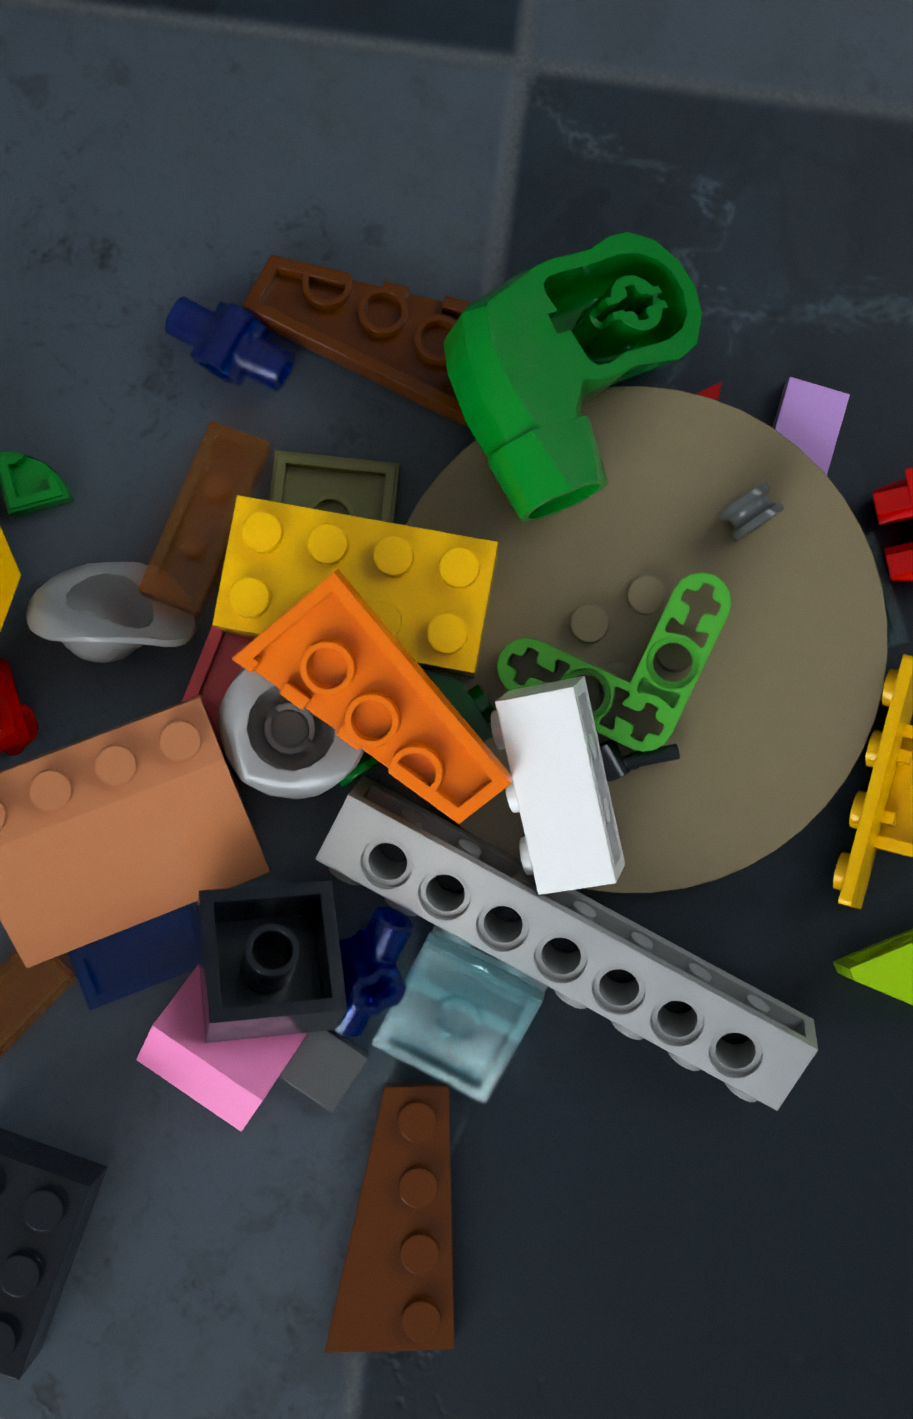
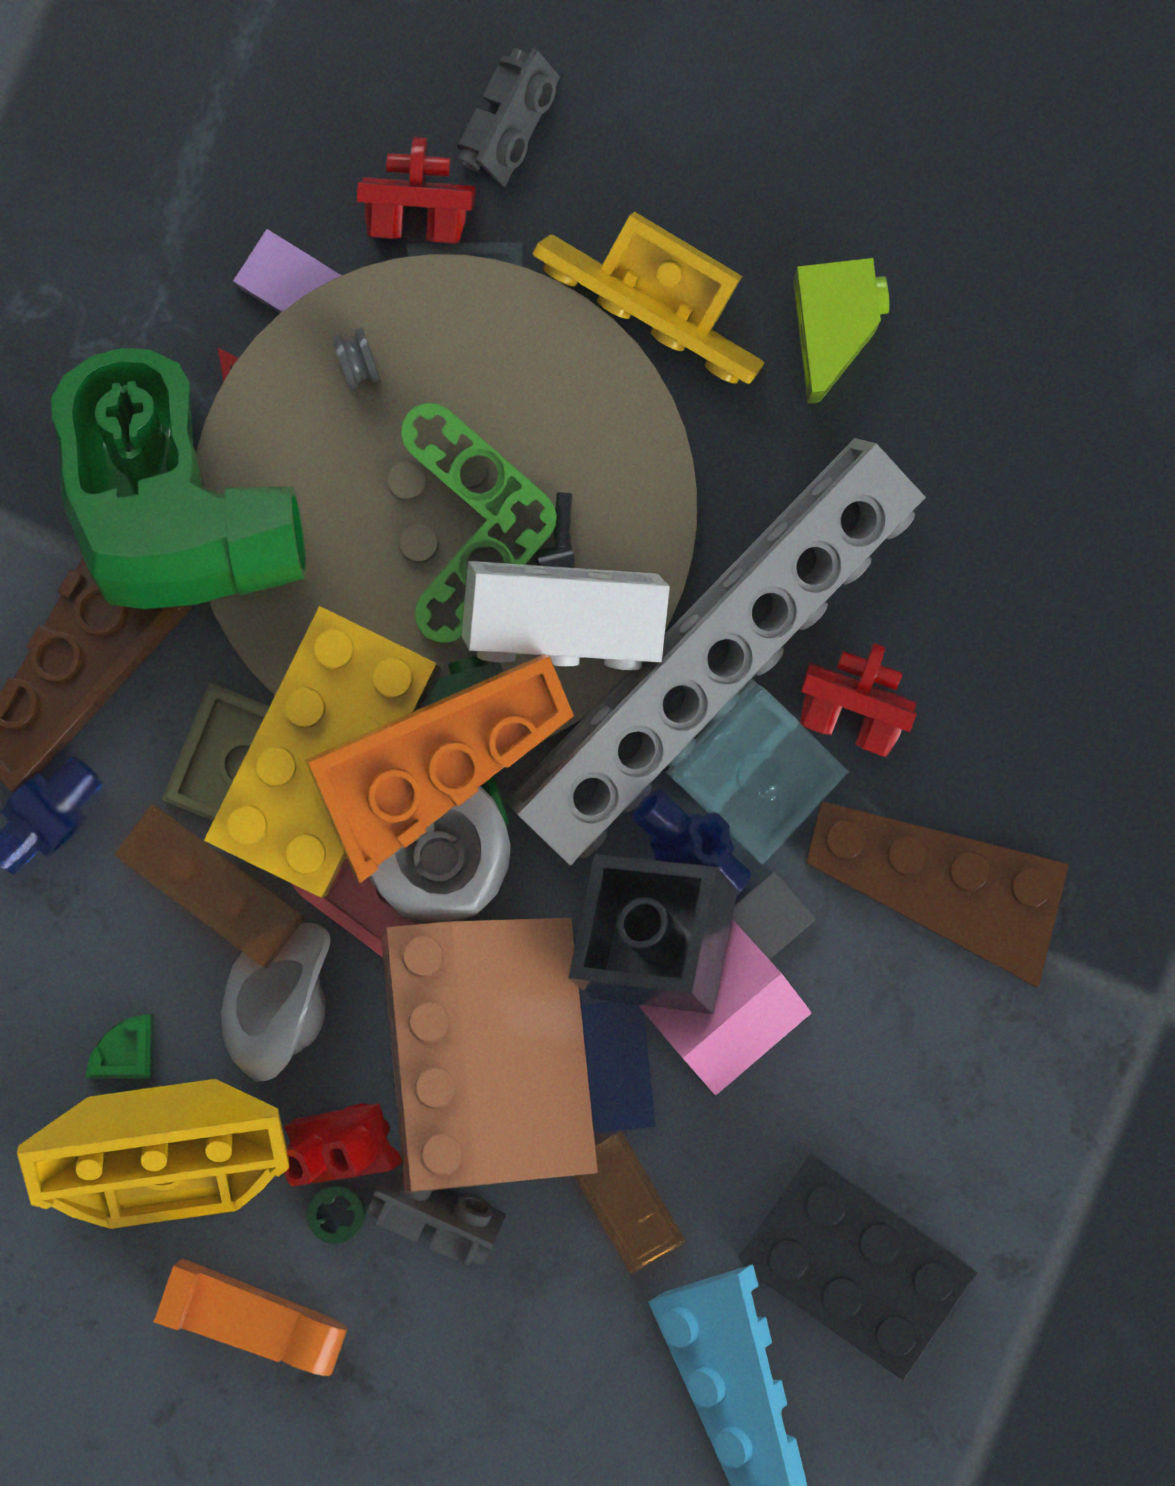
camera: 70 degrees left, 0 degrees up
(552, 1123) = (883, 711): none -> red hips

